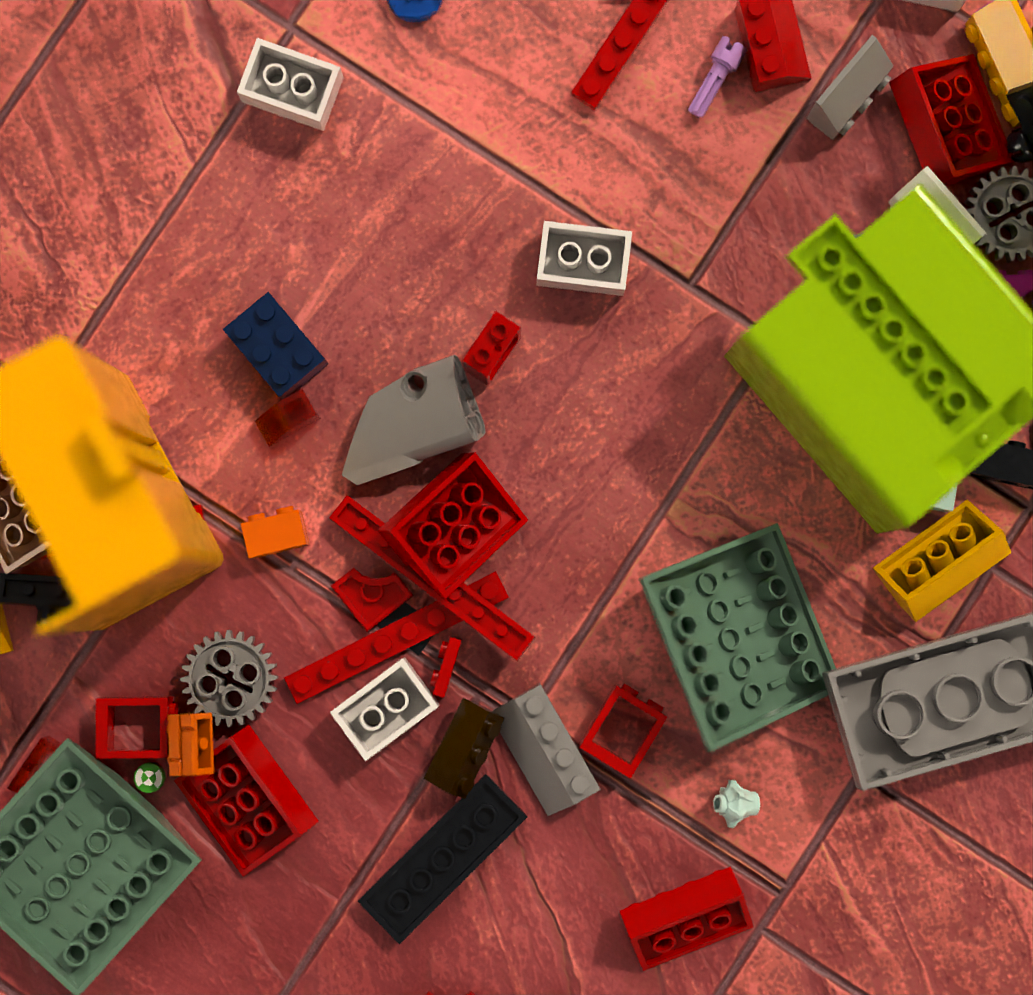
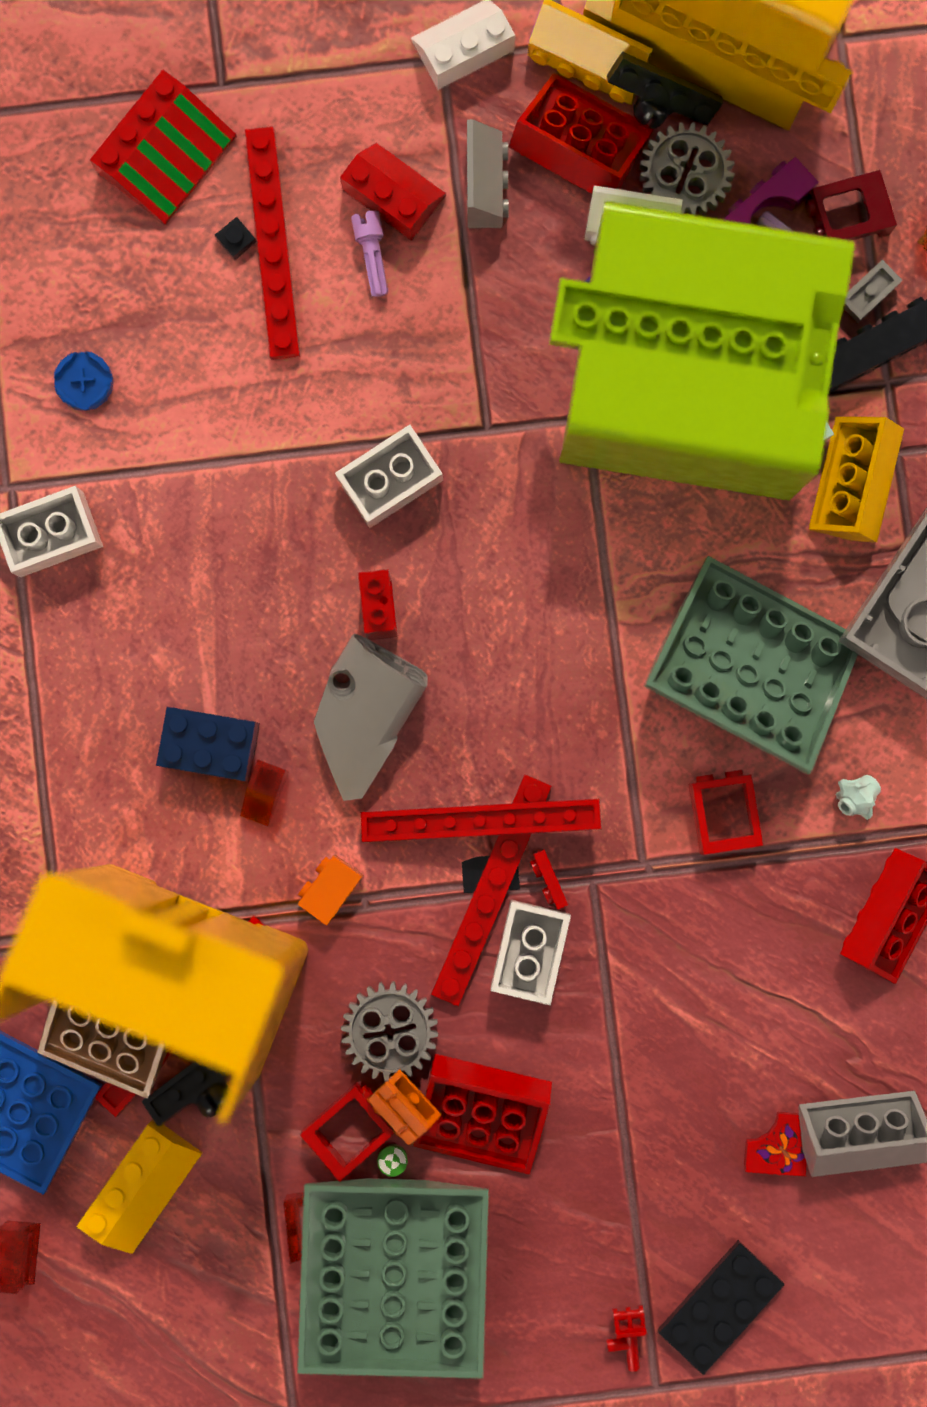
camera: 40 degrees left, 0 degrees up
(371, 598) = (446, 876): red tile -> none
(442, 859) = (671, 1029): black plate -> none
(454, 524) = (462, 765): red slope -> none
(464, 748) = (616, 930): dark brown brick -> none
(545, 751) = (678, 879): light grey slope -> none

